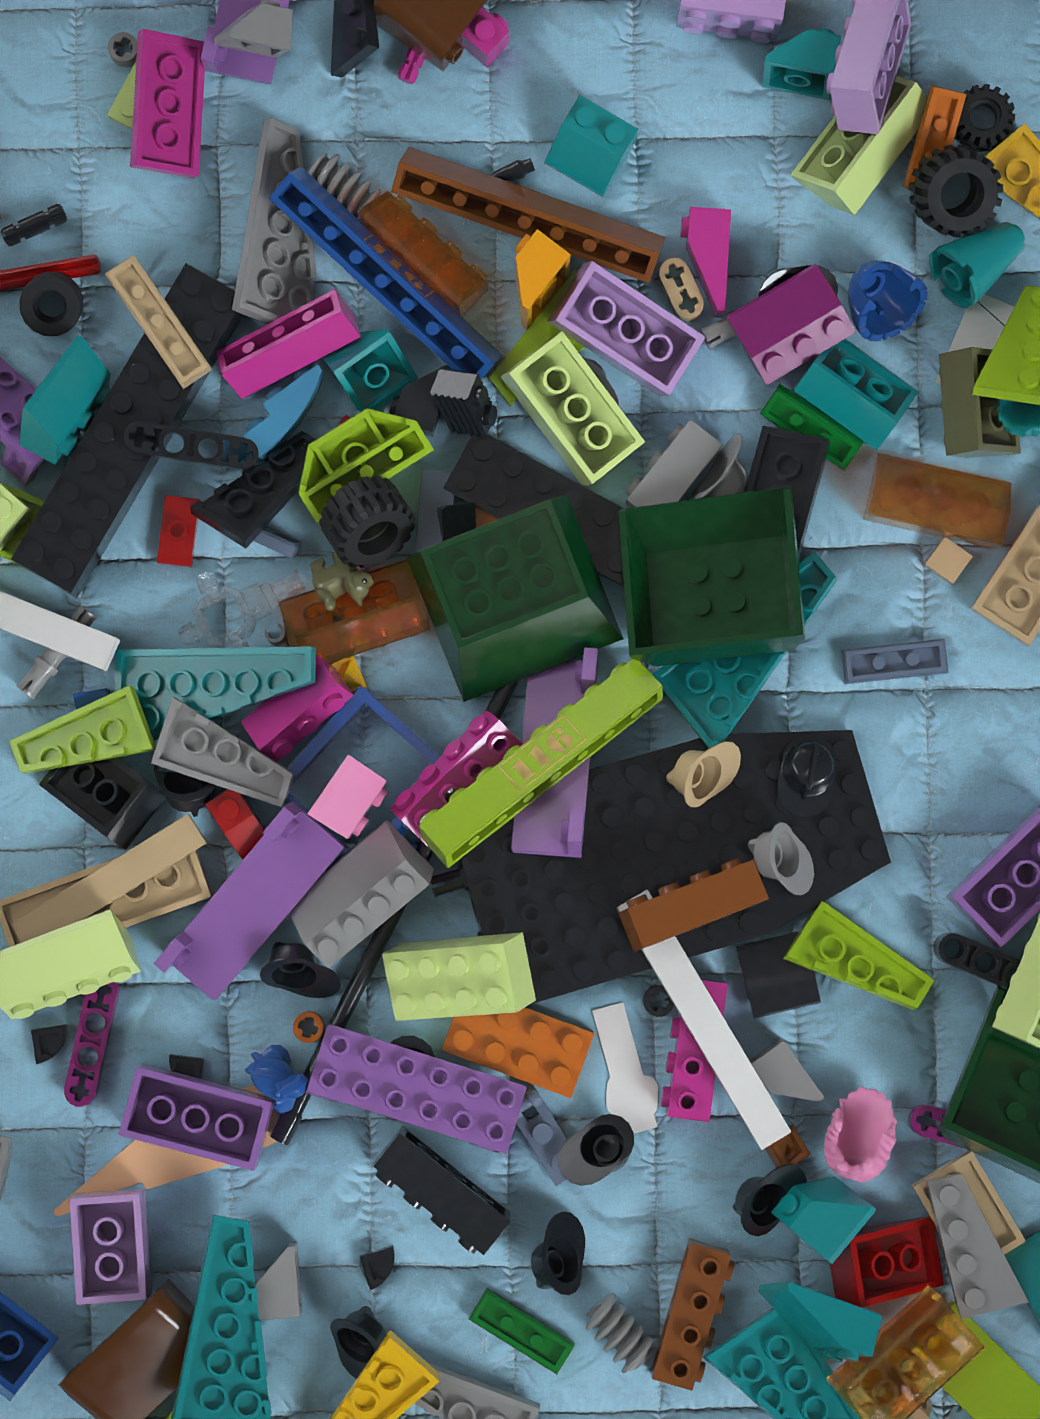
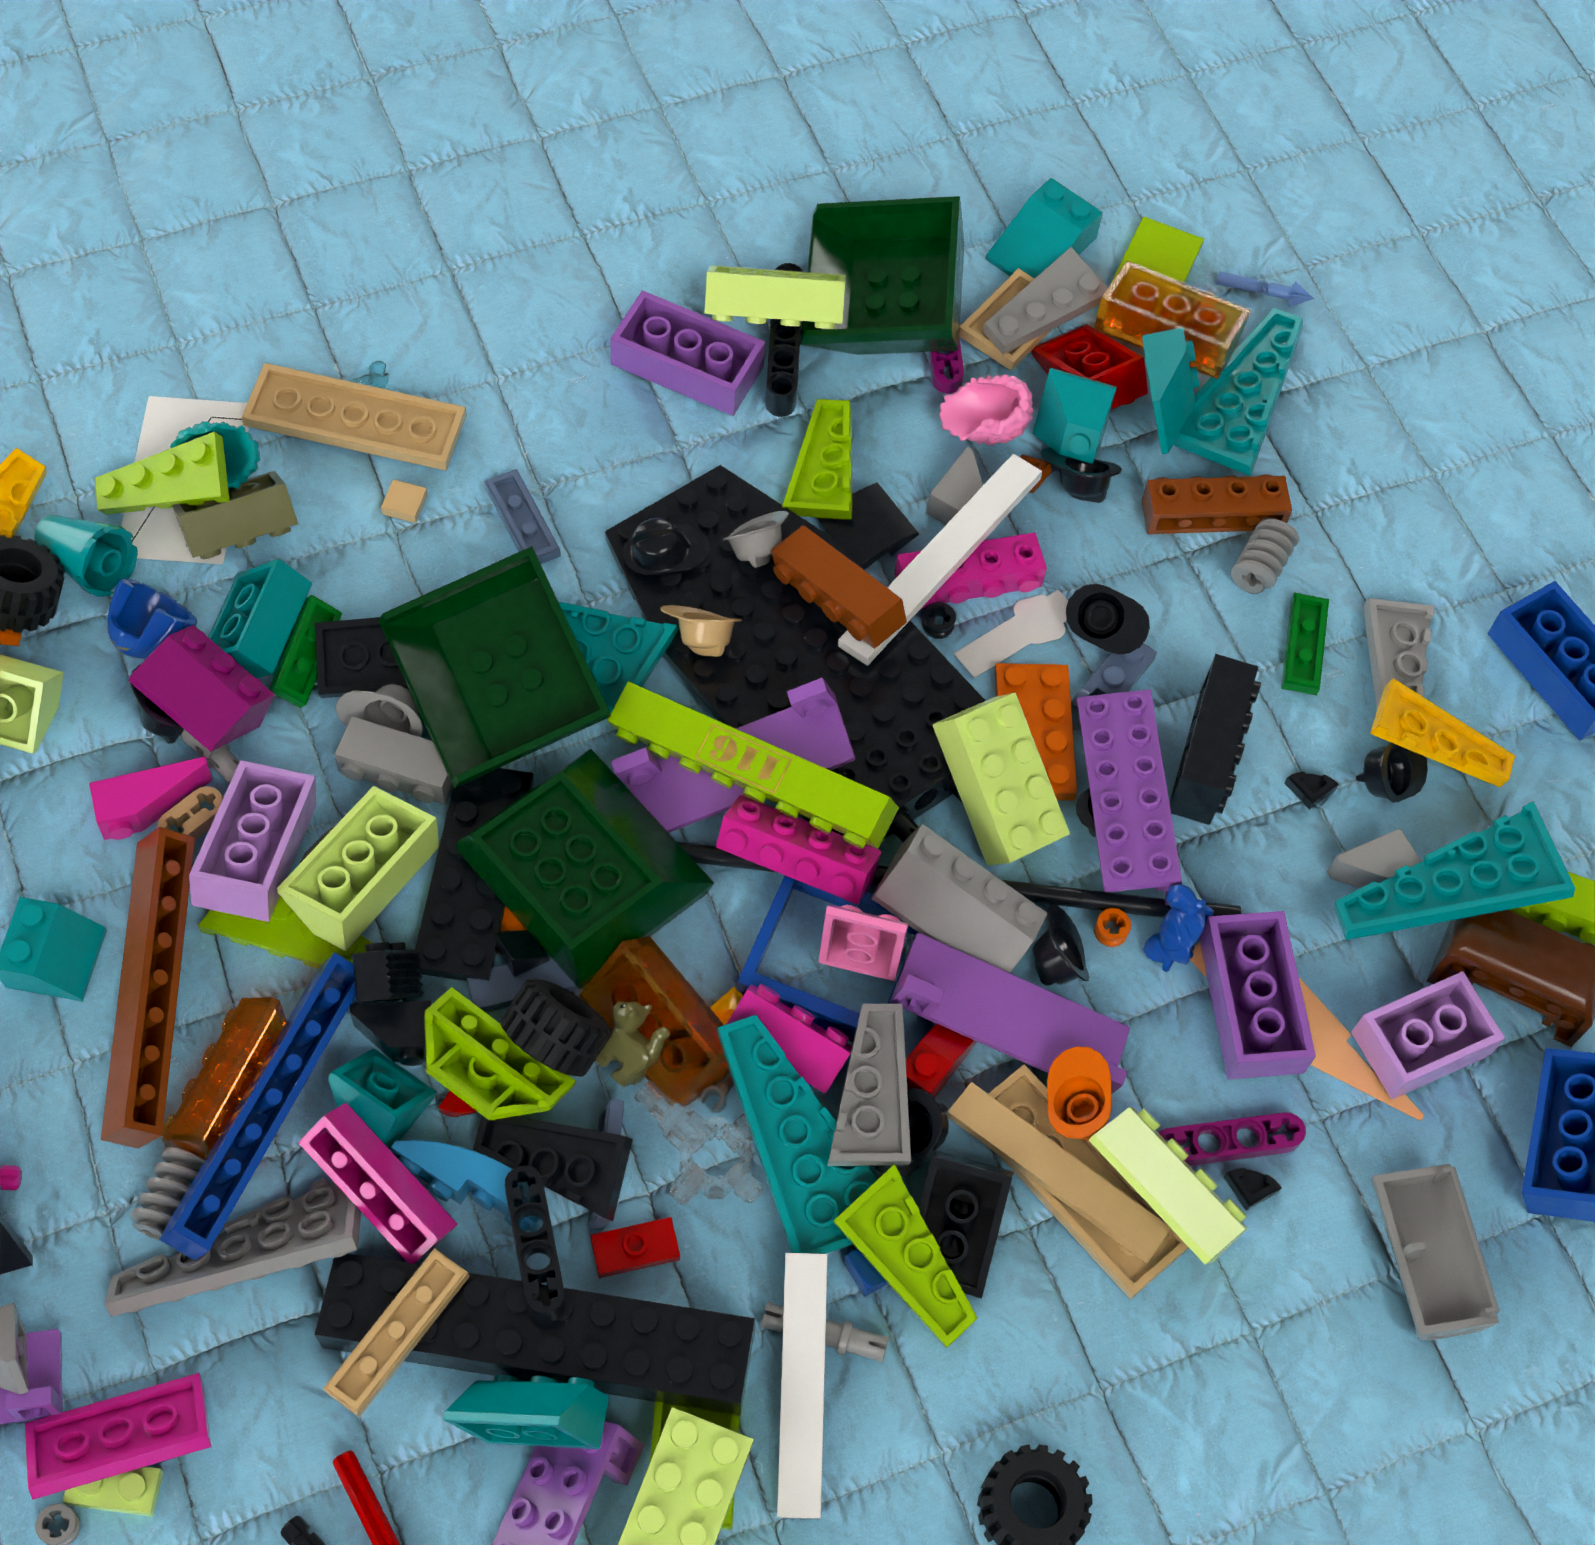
camera: 115 degrees left, 25 degrees down
(51, 325) = (428, 1467): black tyre -> none
(157, 922) = (1079, 1093): none -> orange piece
(187, 1065) = (1207, 1035): black tile -> none
(515, 170) = (98, 1024): black piece -> none
(540, 273) = (223, 939): light orange slope -> none
(560, 1257) = (1224, 628): black piece -> none
(939, 501) = (346, 521): clear orange slope -> none

